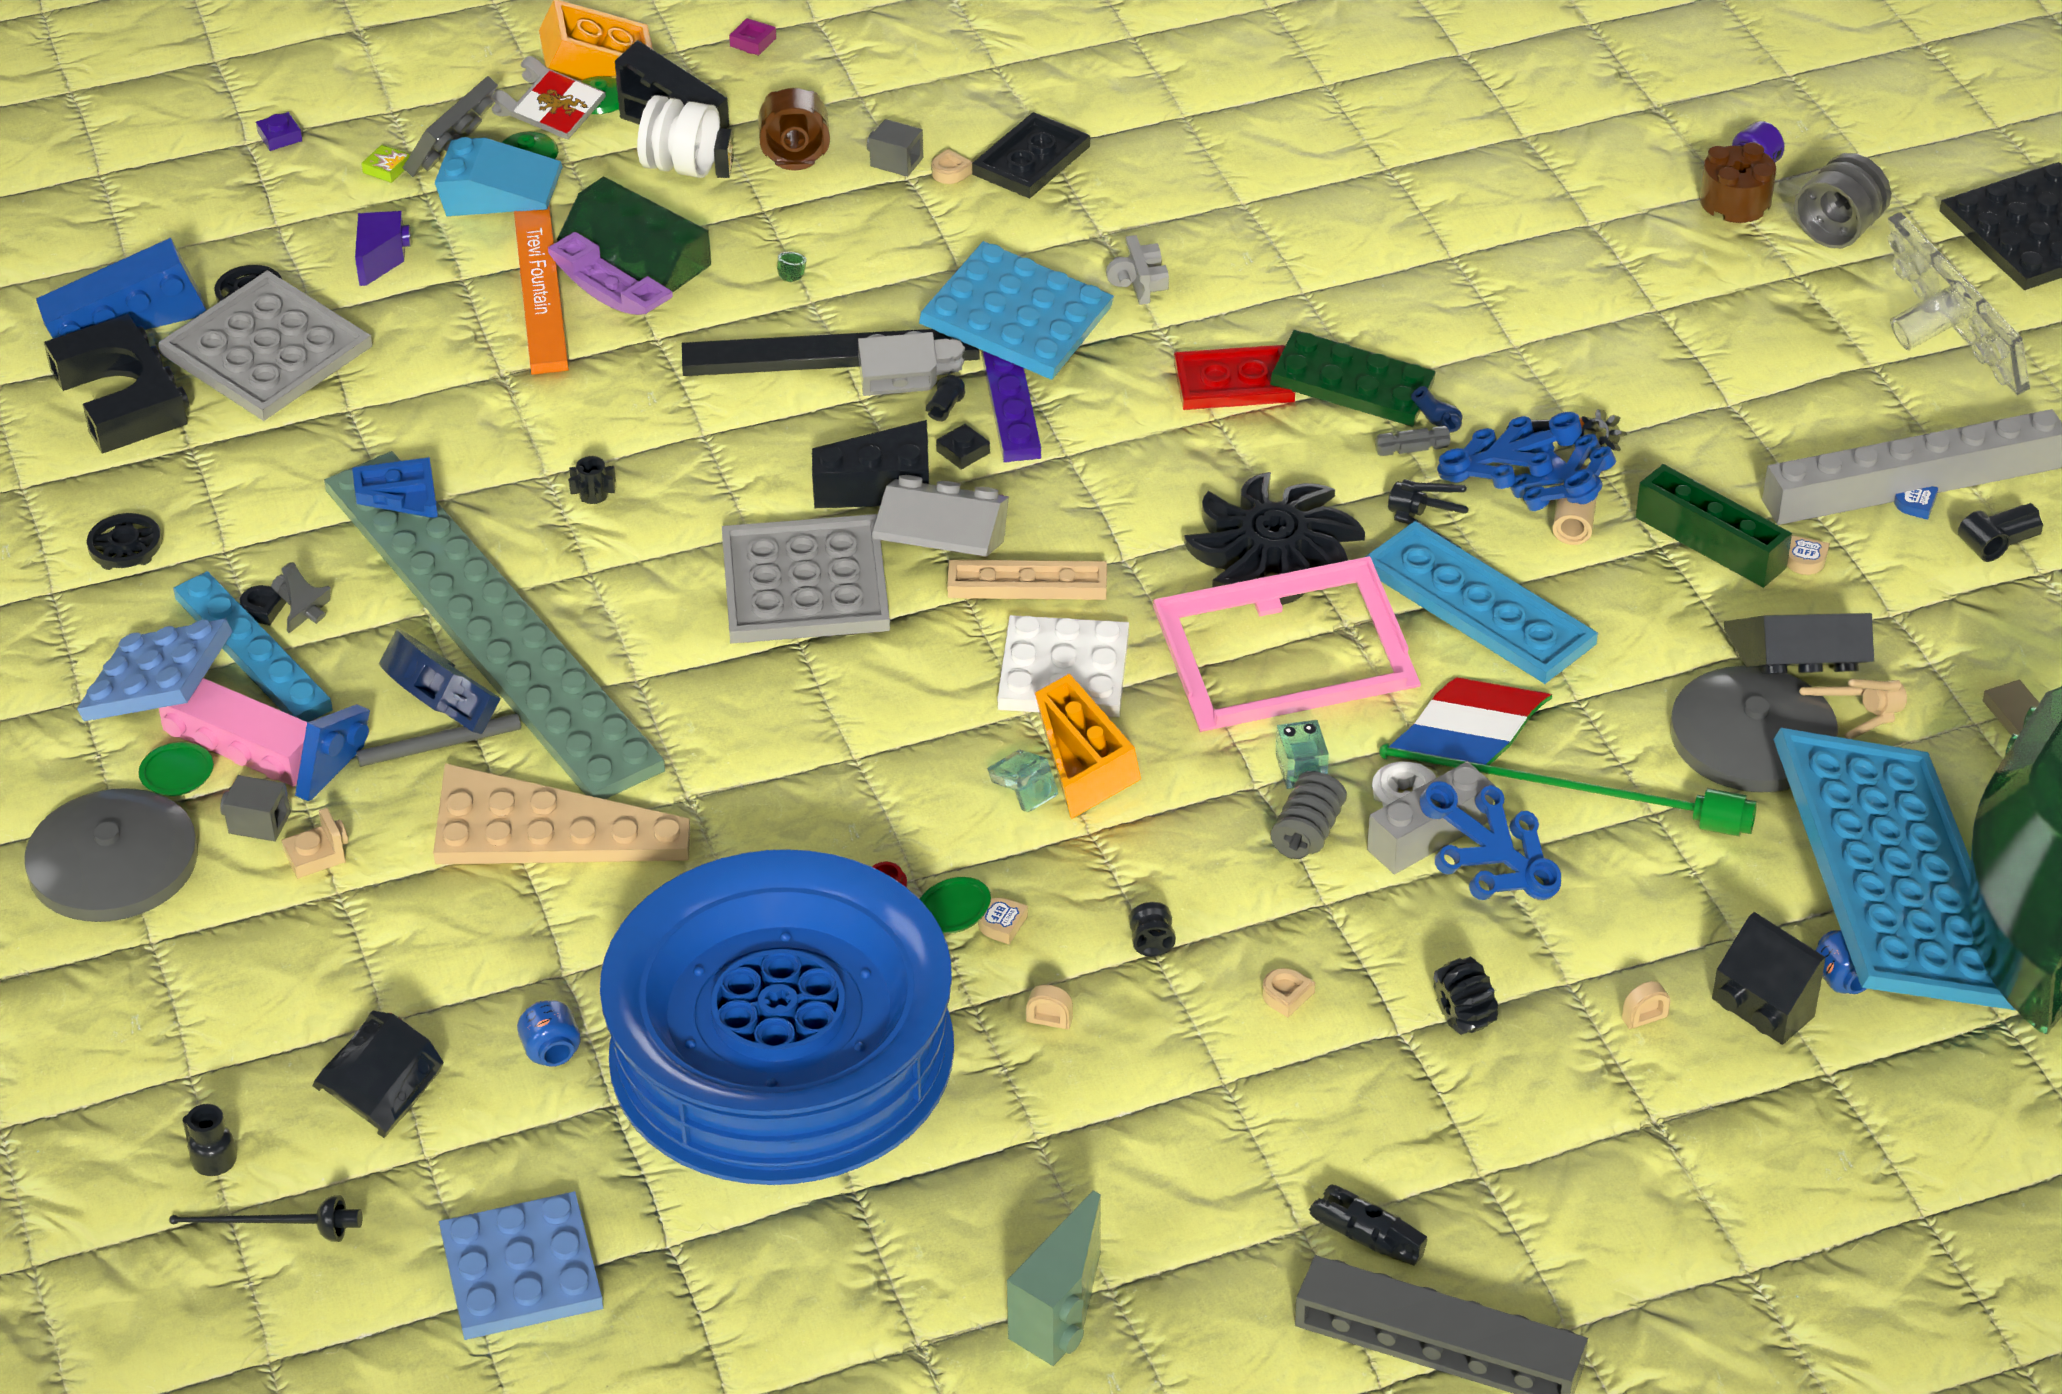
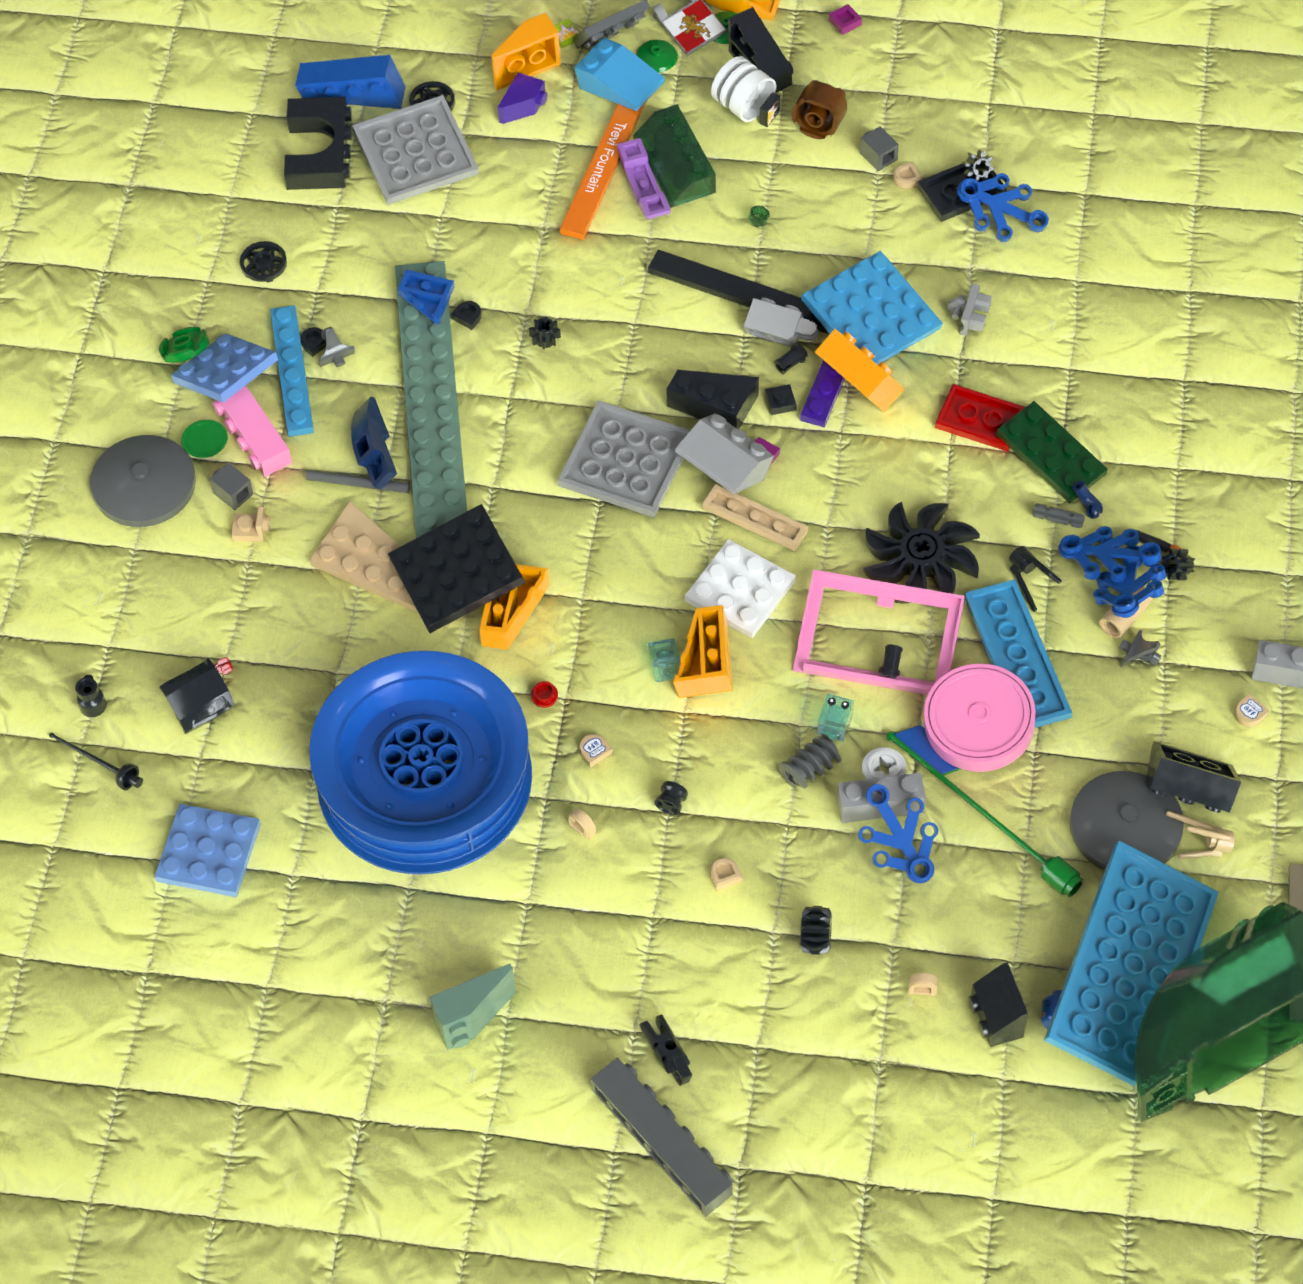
camera: 30 degrees right, 15 degrees up
(71, 669) = (184, 344): none -> green tile
(329, 747) = (291, 462): blue wing -> none
(357, 181) = (527, 50): none -> light orange slope
(465, 500) = (467, 314): none -> black tile
(548, 1033) = (301, 710): blue head -> none
(666, 772) = (456, 568): none -> black plate
(764, 785) = (508, 613): none -> light orange wedge
(957, 903) = (570, 728): green piece -> none
(1042, 116) = (982, 171): none -> gear
(1054, 362) = (859, 369): none -> light orange wedge
(1055, 147) = (998, 204): none -> blue plant
(1328, 664) = (891, 661): none -> black pin
(1491, 678) = (979, 717): none -> bright pink brick
(1626, 539) = (1140, 650): none -> dark grey piece
(1713, 525) = (1198, 667): dark green brick -> none

